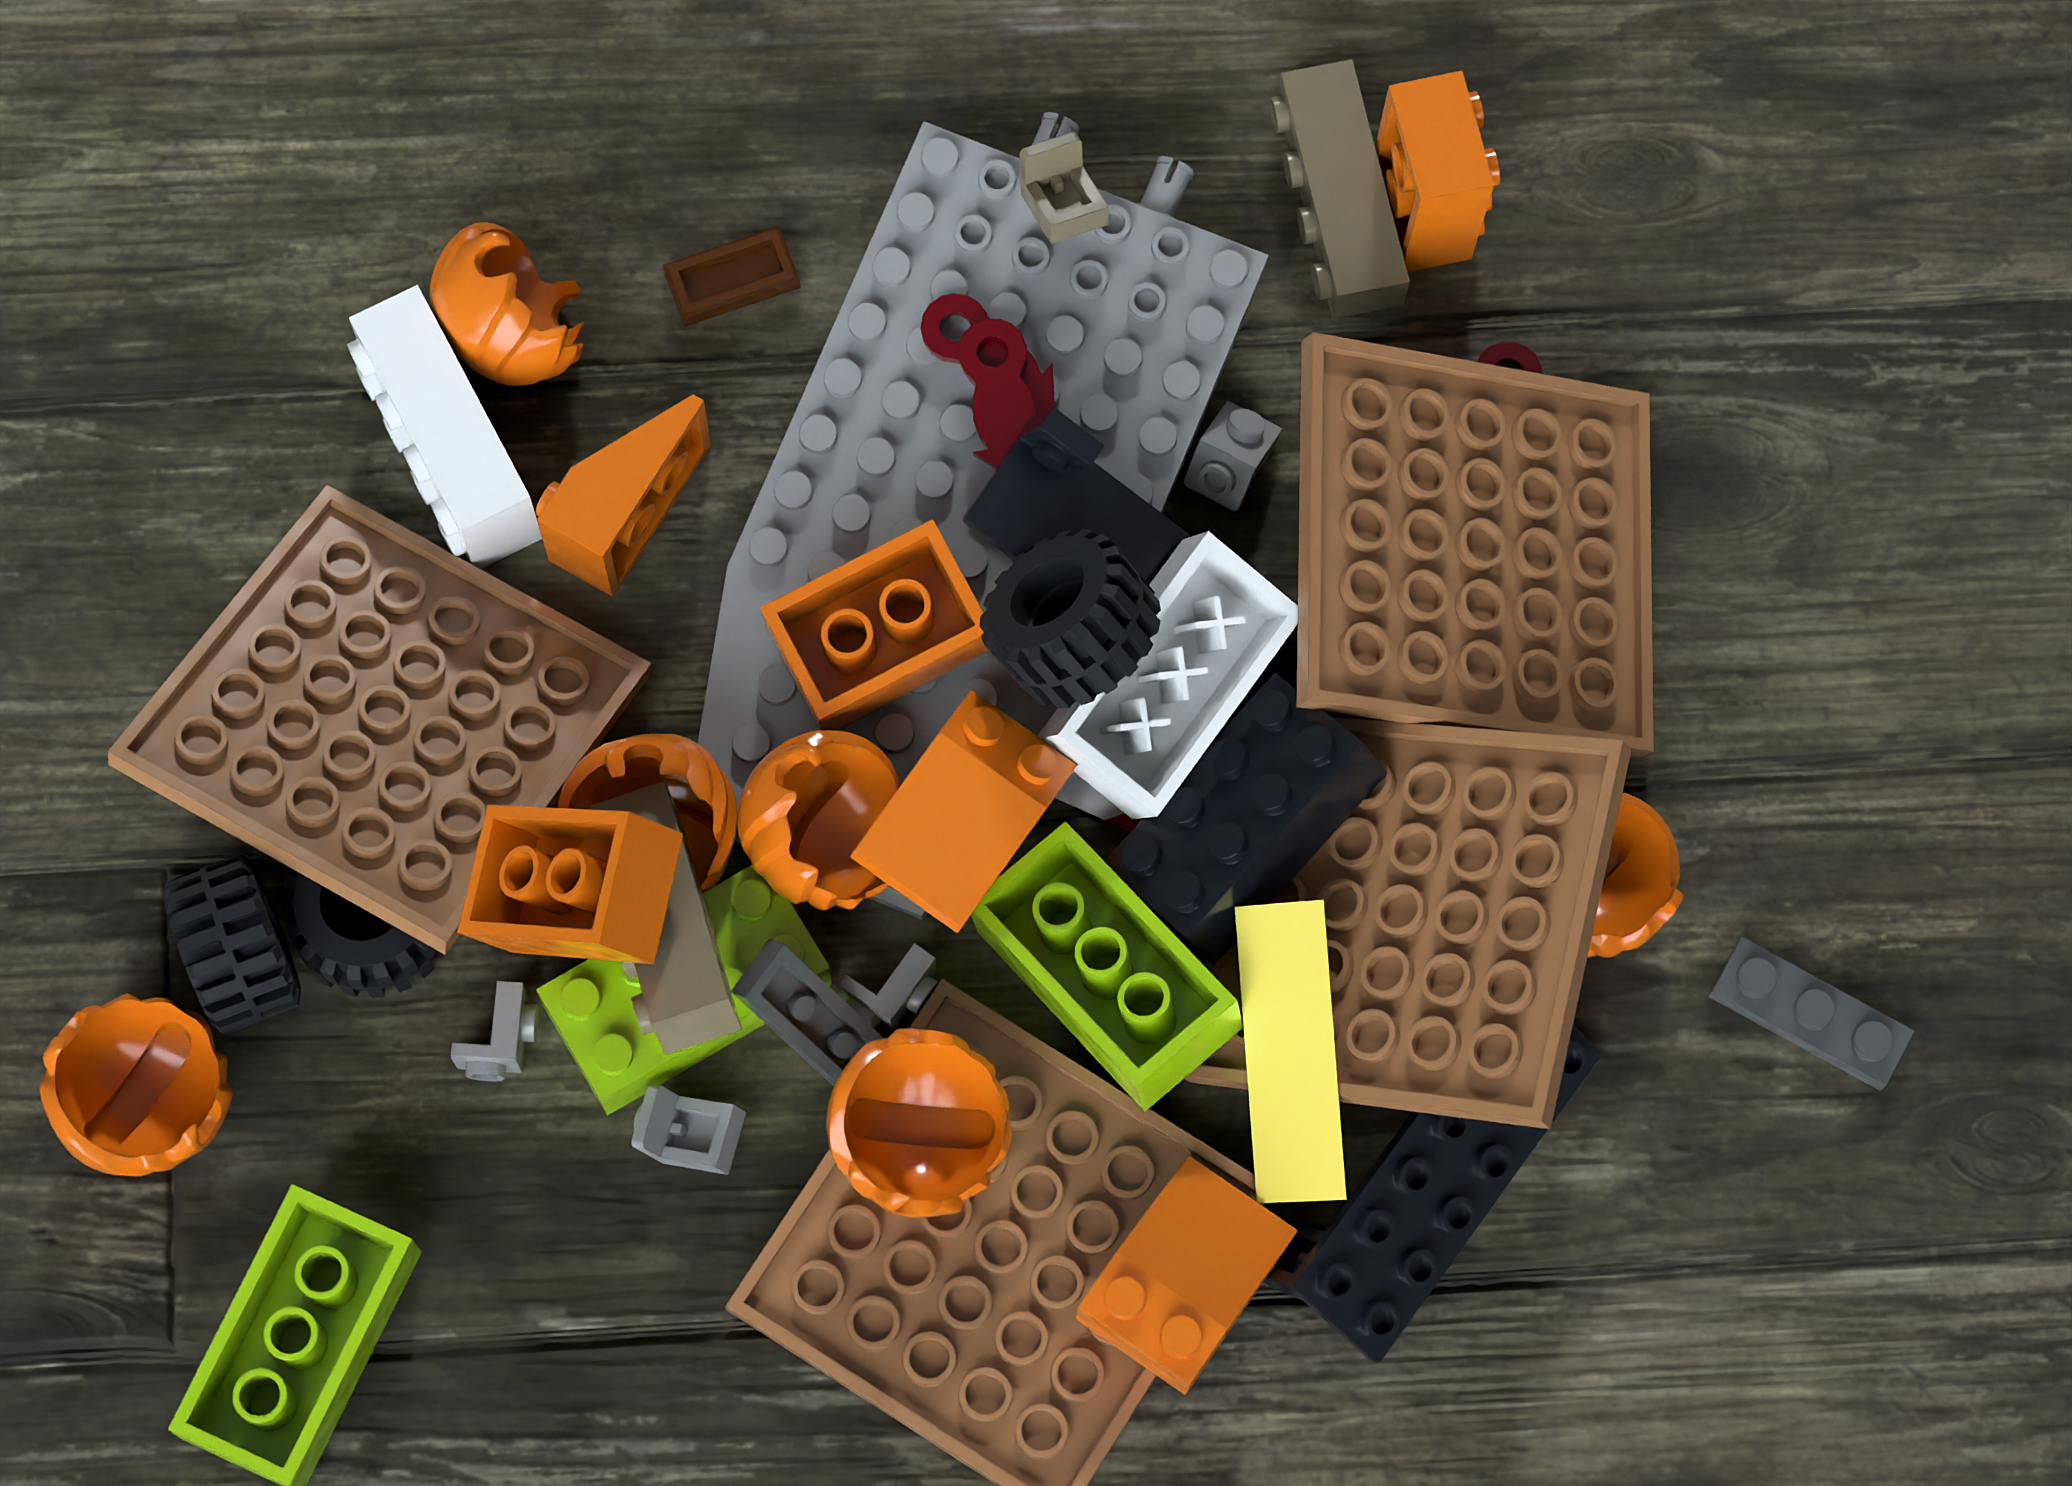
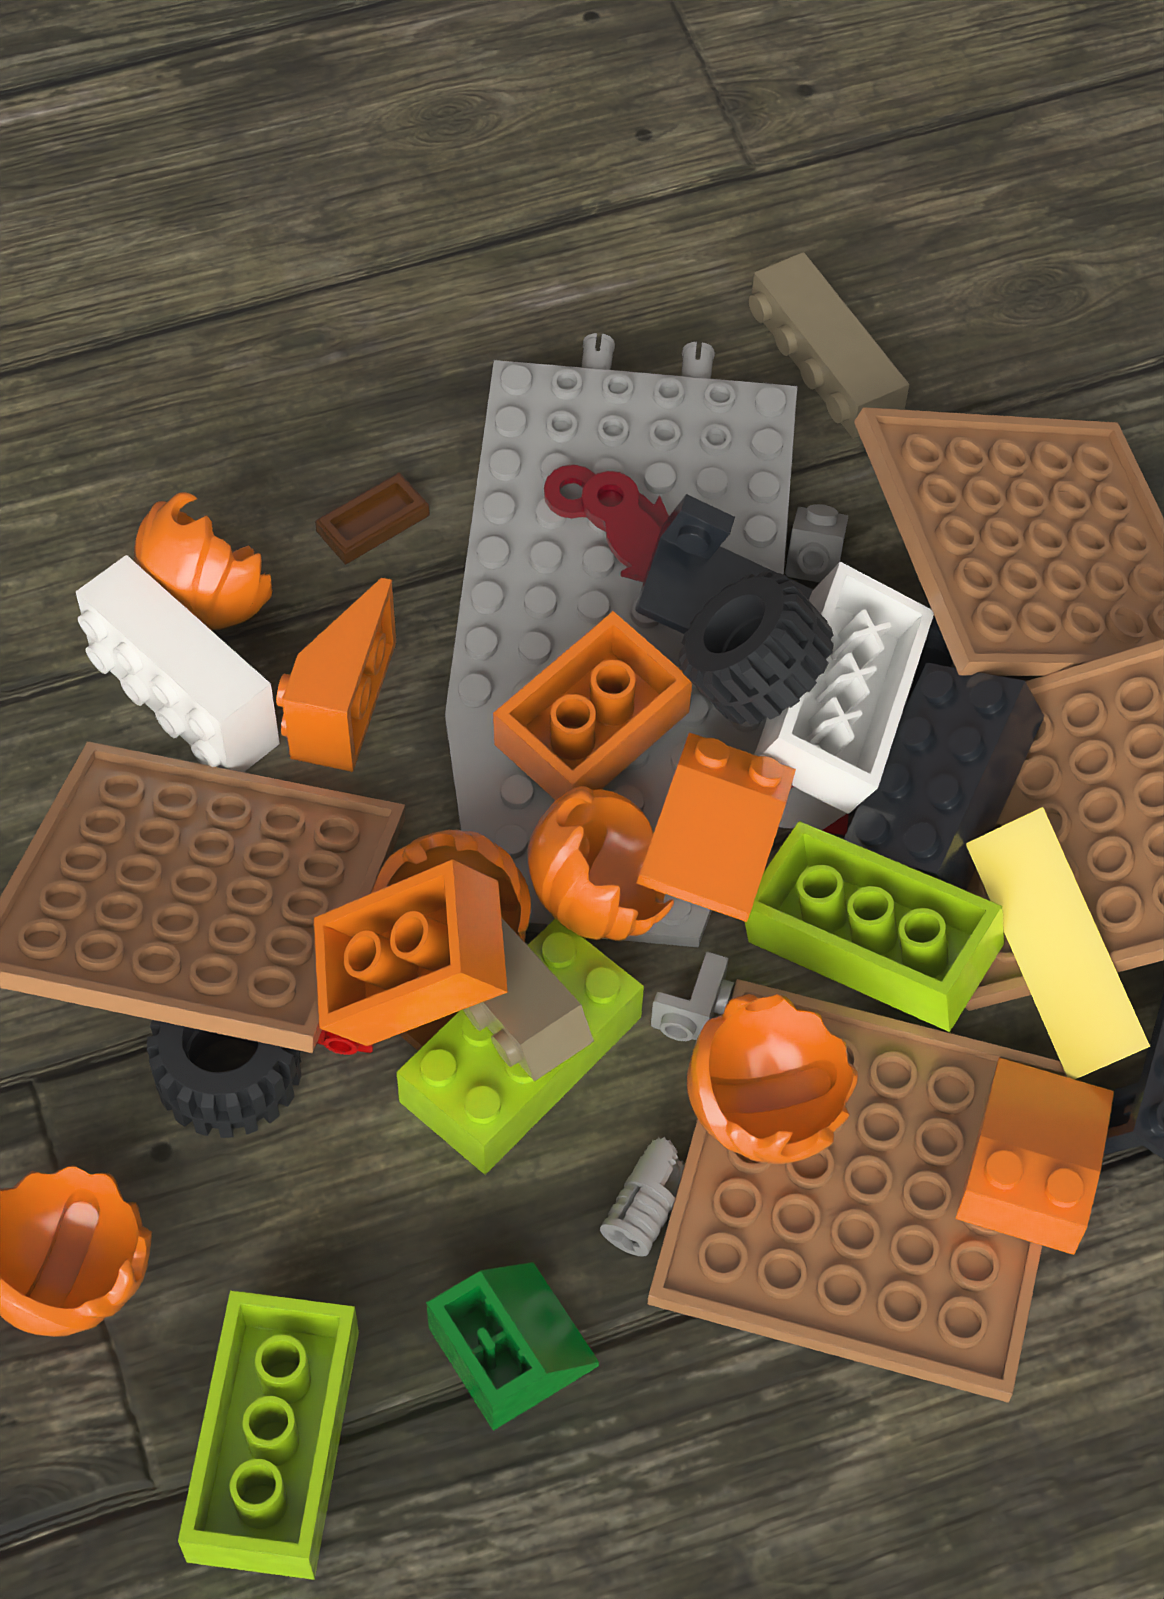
camera: 15 degrees left, 15 degrees down
(232, 944) = (115, 1106): black tyre -> none
(513, 1025) = (376, 1148): light grey bracket -> none
(569, 1310) = (508, 1340): none -> green slope
(687, 1130) = (564, 1161): light grey bracket -> none
(761, 1197) = (645, 1200): none -> light grey hinge
(803, 1010) = (638, 1025): dark grey plate -> none
(1060, 188) = (620, 370): dark tan bracket -> none
(1436, 168) = (903, 292): orange brick -> none

